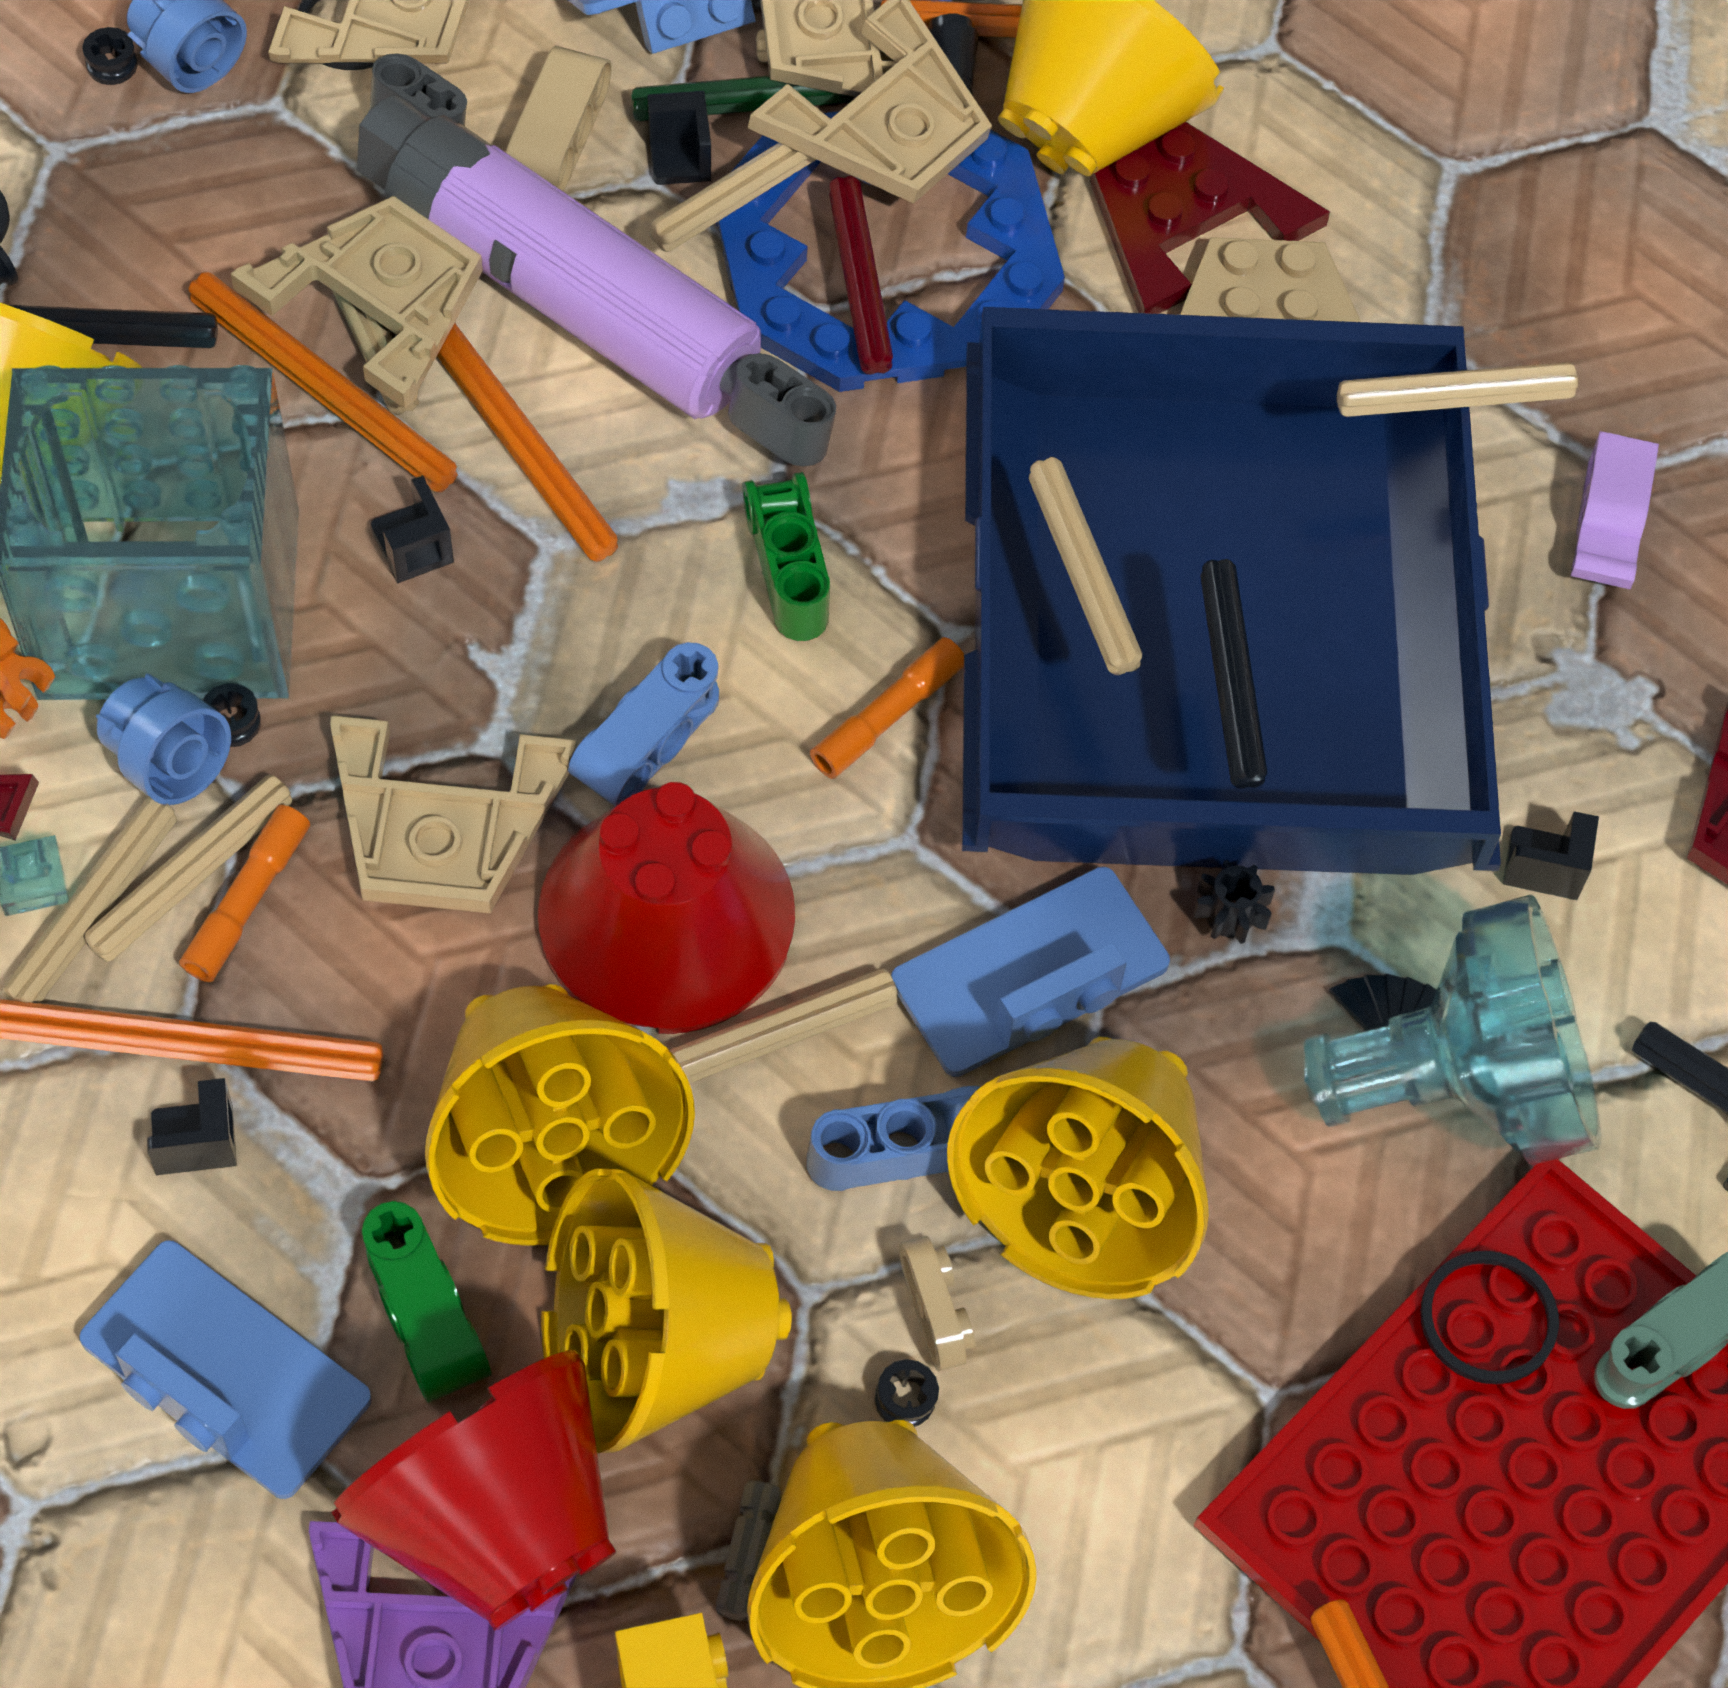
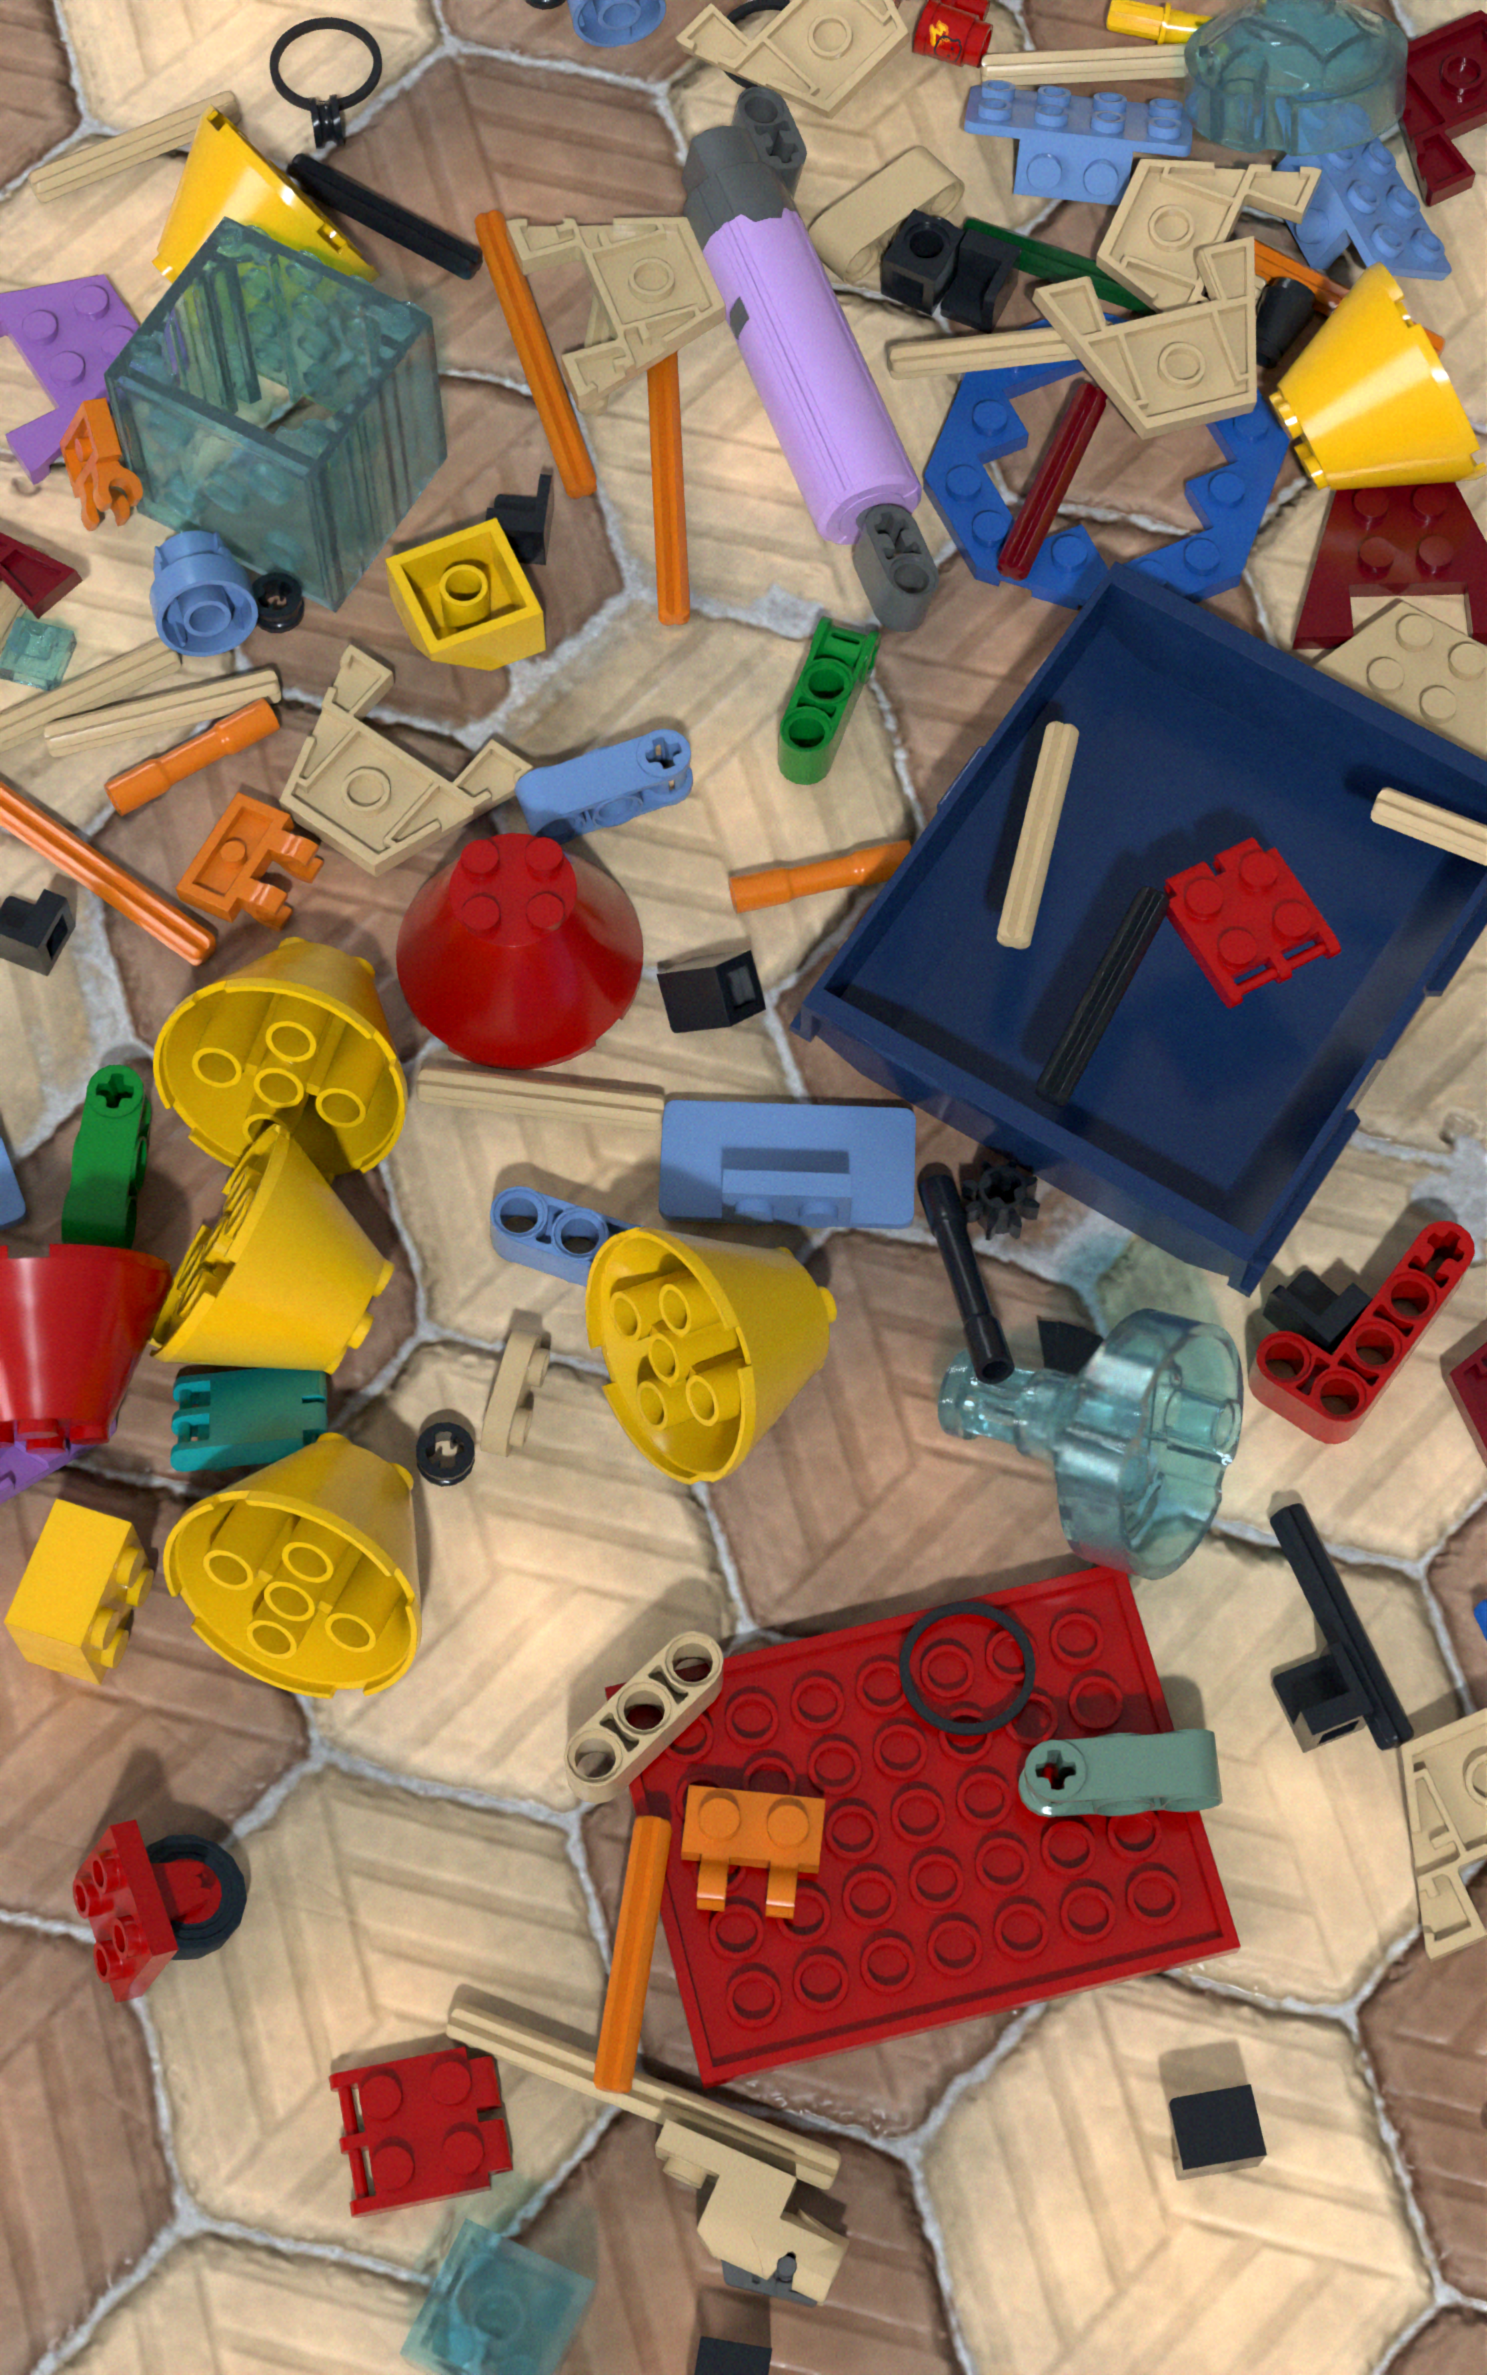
camera: 35 degrees right, 5 degrees up
(351, 961) = (237, 855): none -> orange plate
(417, 621) = (467, 599): none -> yellow slope
(619, 143) = (922, 262): none -> black brick
(716, 1460) = (246, 1417): none -> teal plate
(864, 855) = (711, 991): none -> black panel
(1275, 1491) = (652, 1686): none -> tan beam
(1301, 546) = (1246, 919): none -> red plate
(1314, 1013) = (981, 1328): none -> black piece
(1417, 1564) = (752, 1832): none -> orange plate
(1619, 839) = (1378, 1328): none -> red beam

